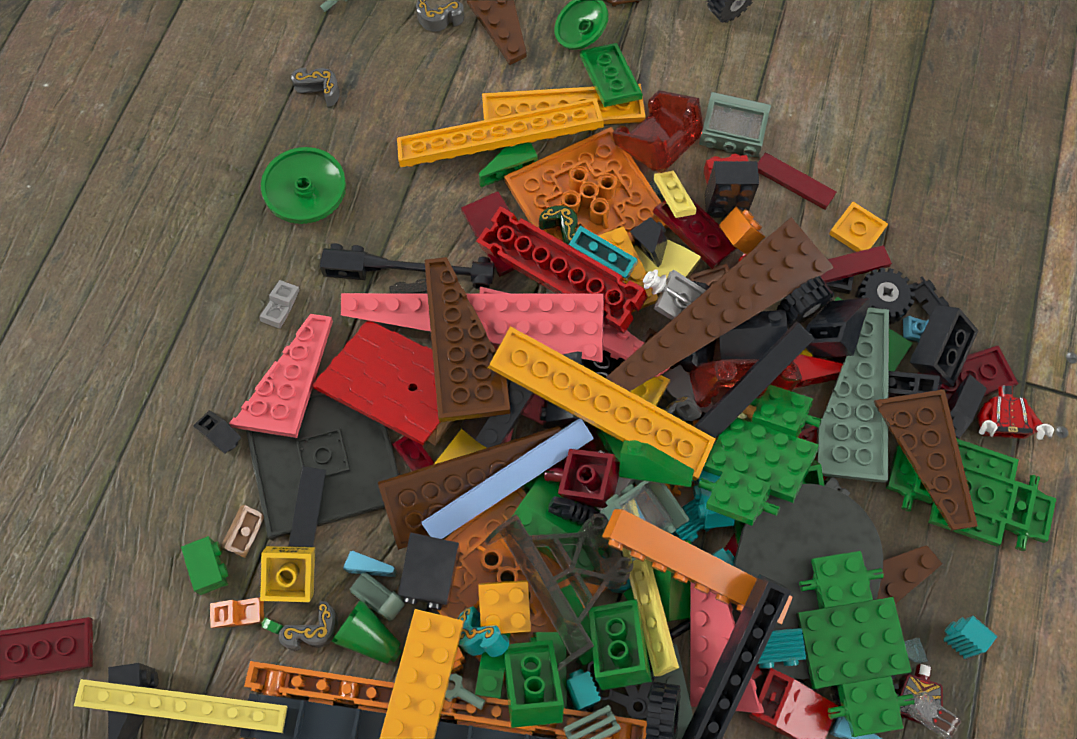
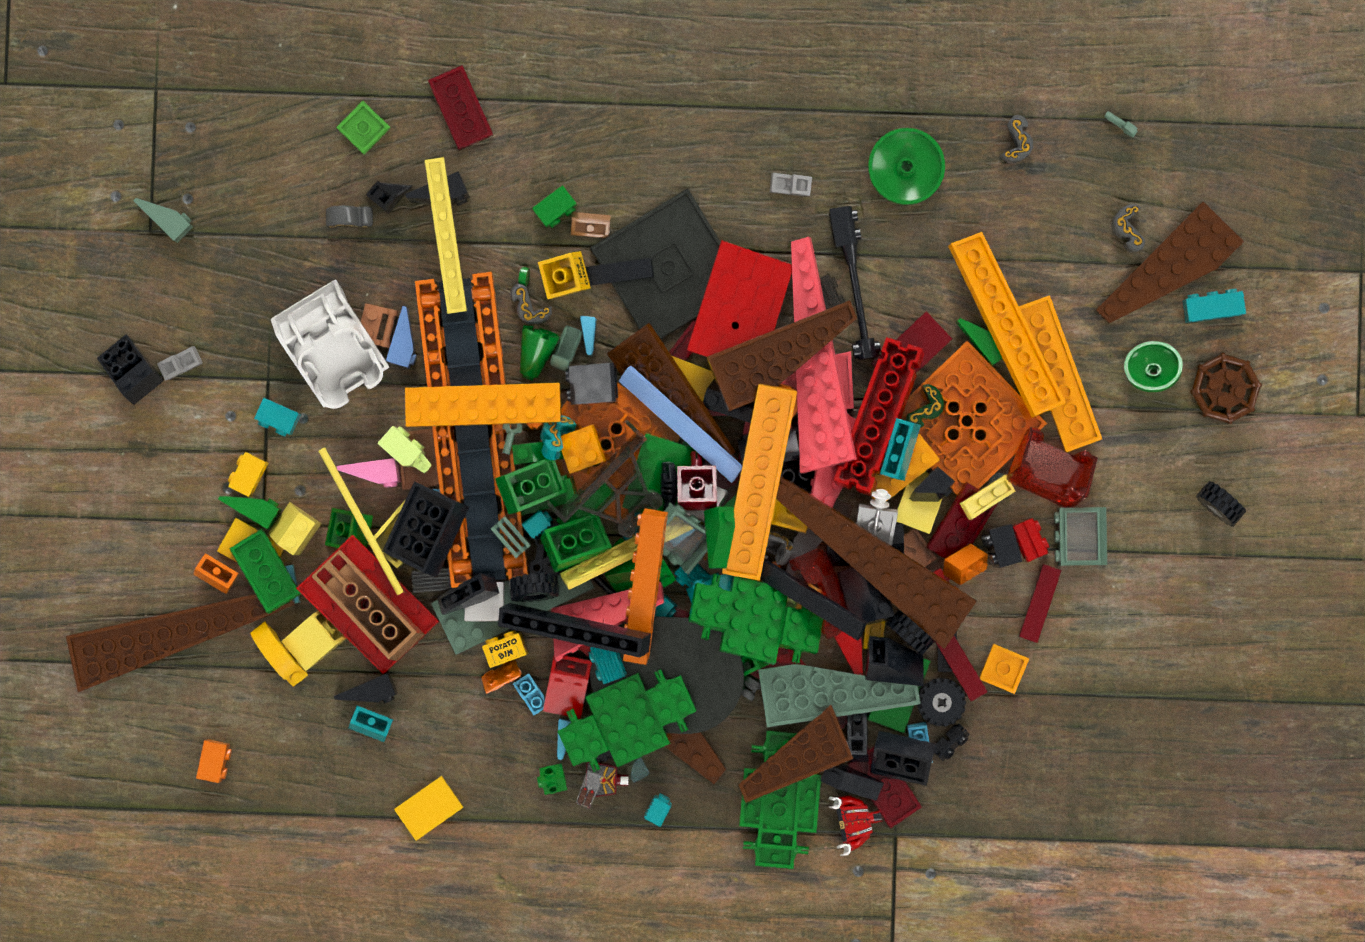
camera: 75 degrees right, 20 degrees up
(217, 432) = (663, 175): black slope -> none
(236, 613) = (526, 244): slope -> none
(286, 387) = (713, 218): coral wing -> none
(610, 75) = (1104, 409): green tile -> none

